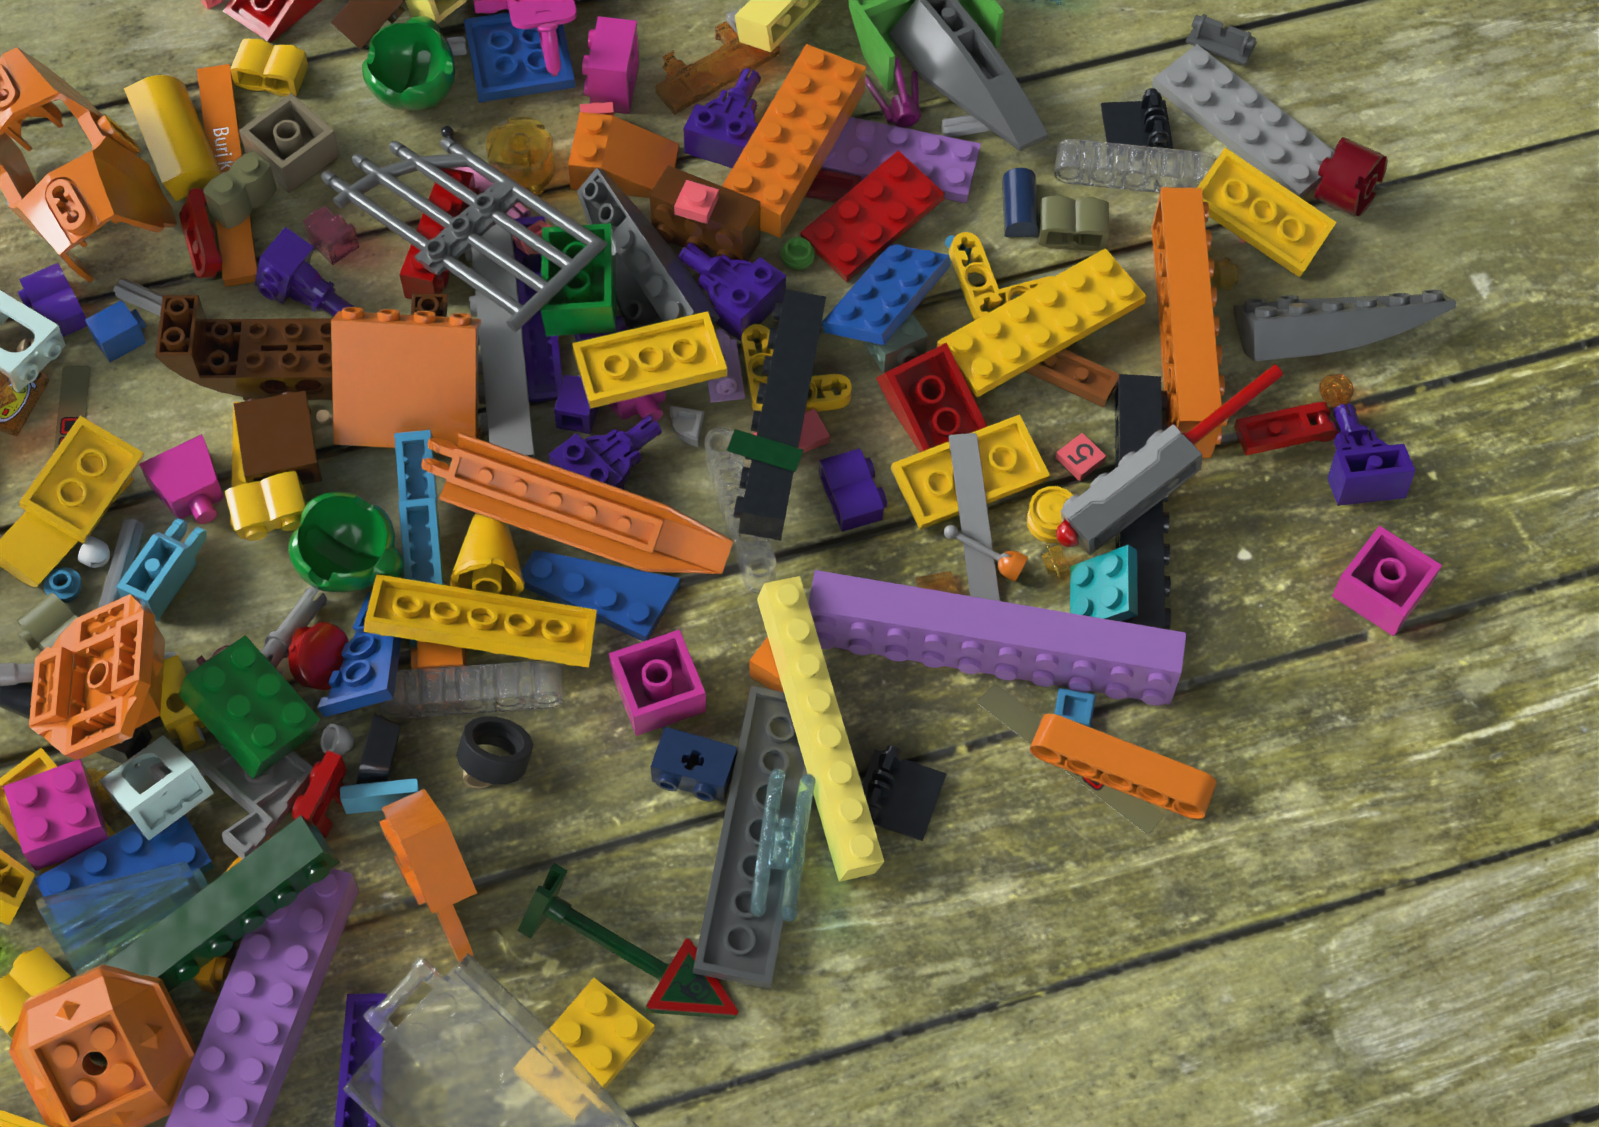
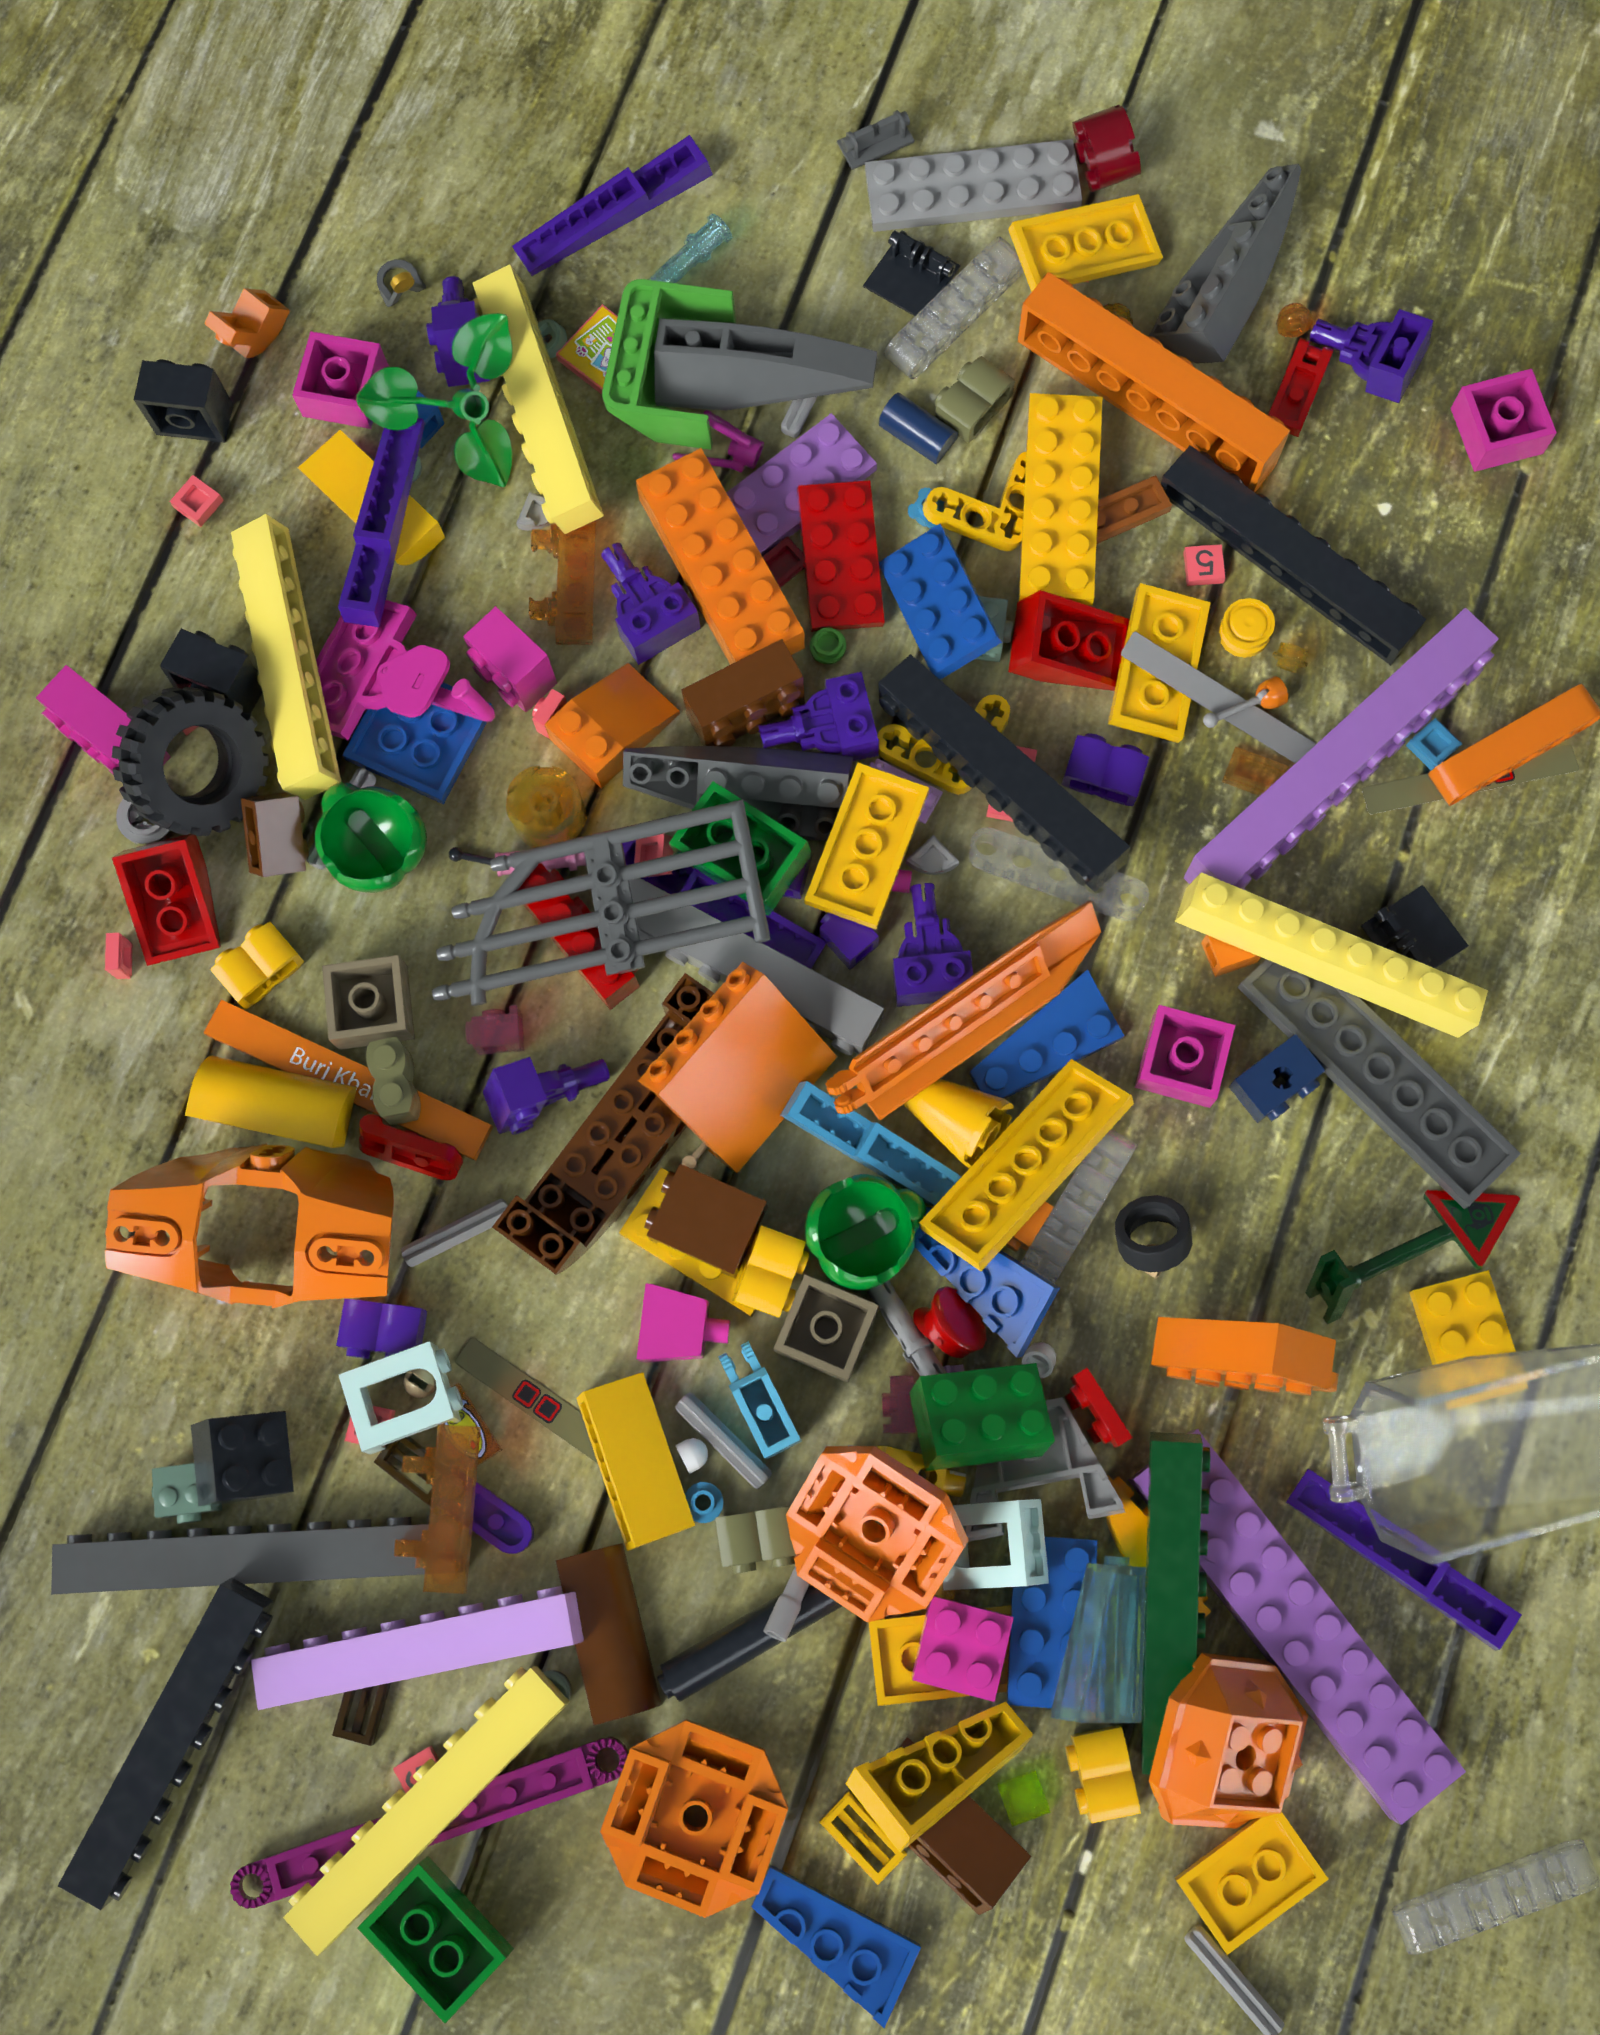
camera: 45 degrees left, 15 degrees up
(81, 479) = (623, 1421): yellow plate -> none
(116, 330) = (459, 1289): blue brick -> none
(252, 574) = (826, 1328): none -> dark tan brick
(374, 796) = (1124, 1355): medium azure tile -> none
(378, 750) = (1083, 1332): black piece -> none
(696, 201) = (745, 692): coral plate -> none
(765, 450) = (1045, 814): dark green sticker -> none
(782, 846) = (1415, 1064): clear light blue piece -> none
(1106, 585) = (1356, 641): teal plate -> none
(1145, 476) = (1292, 528): piece -> none

